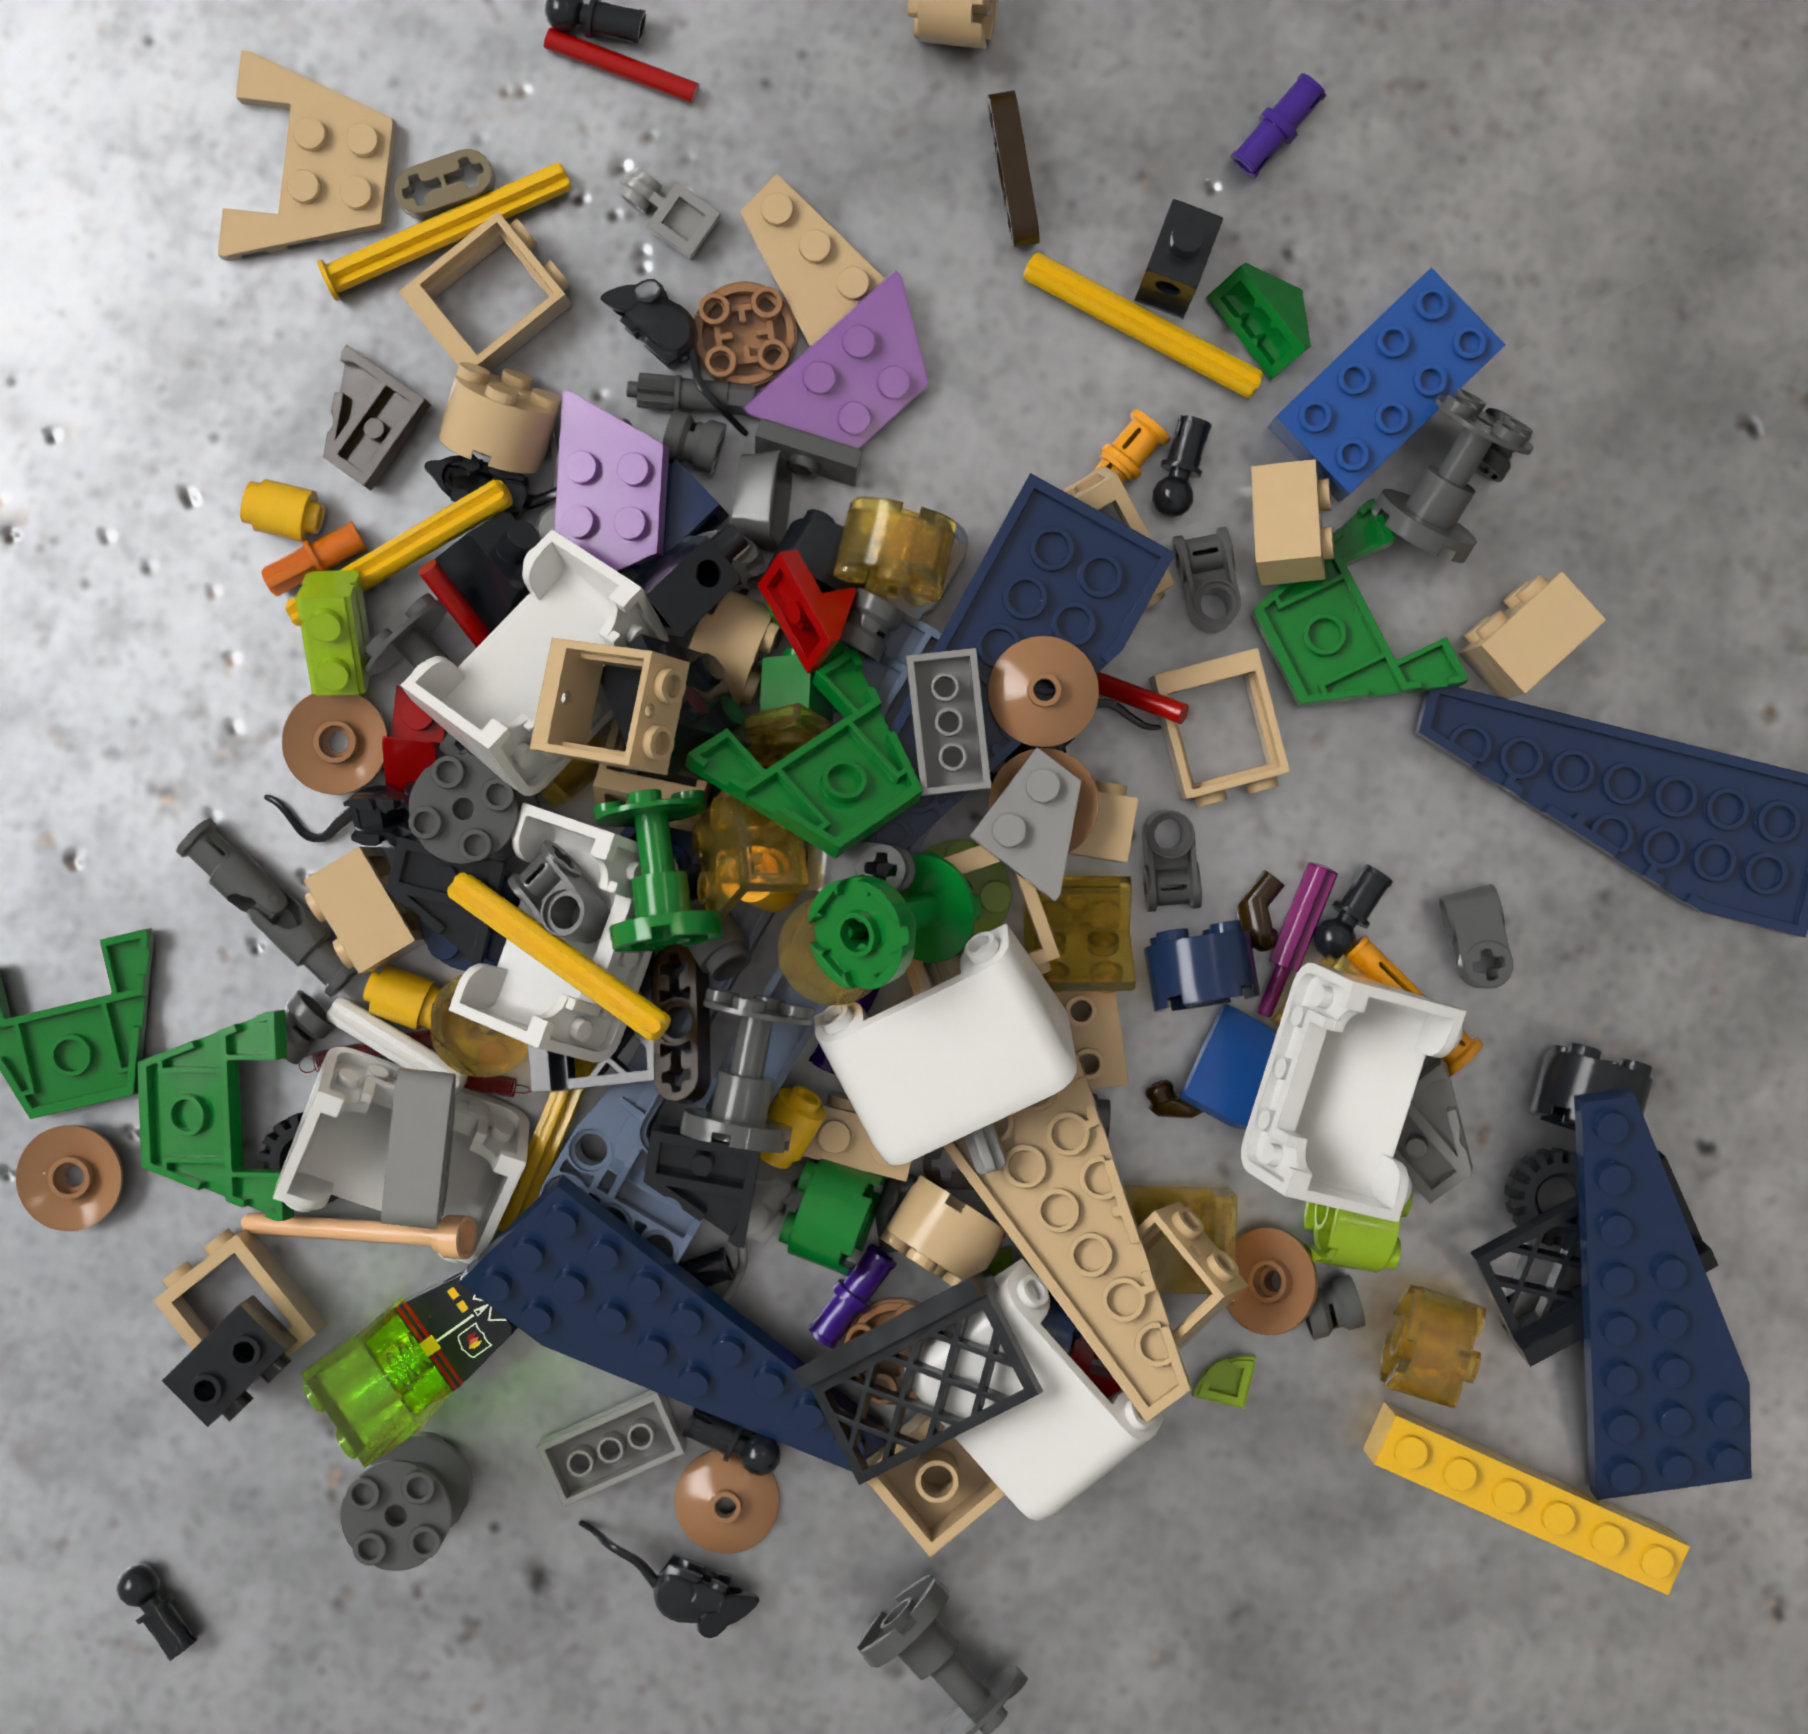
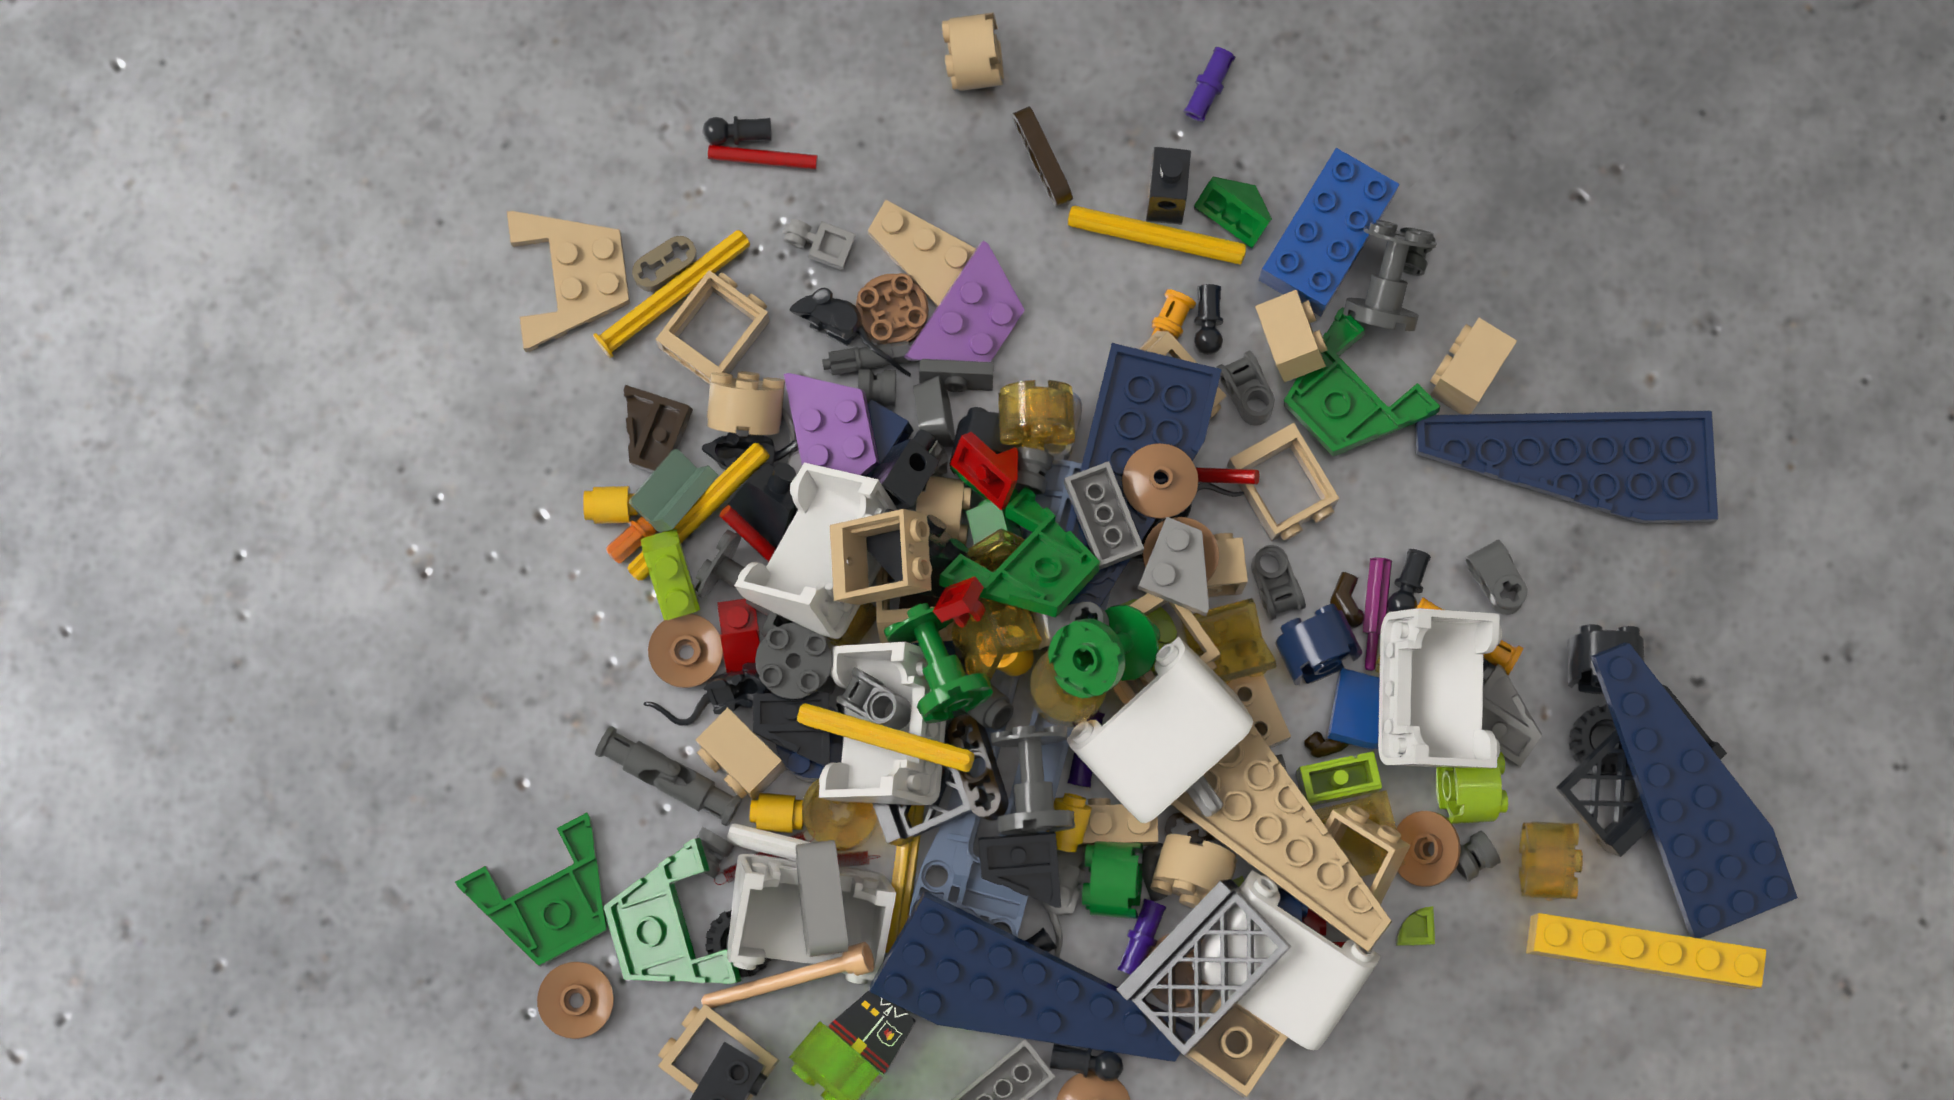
camera: 15 degrees left, 10 degrees down
(367, 514) = (671, 491): none -> sand green panel
(705, 802) = (960, 600): none -> red tile
(1178, 1158) = (1339, 779): none -> lime brick

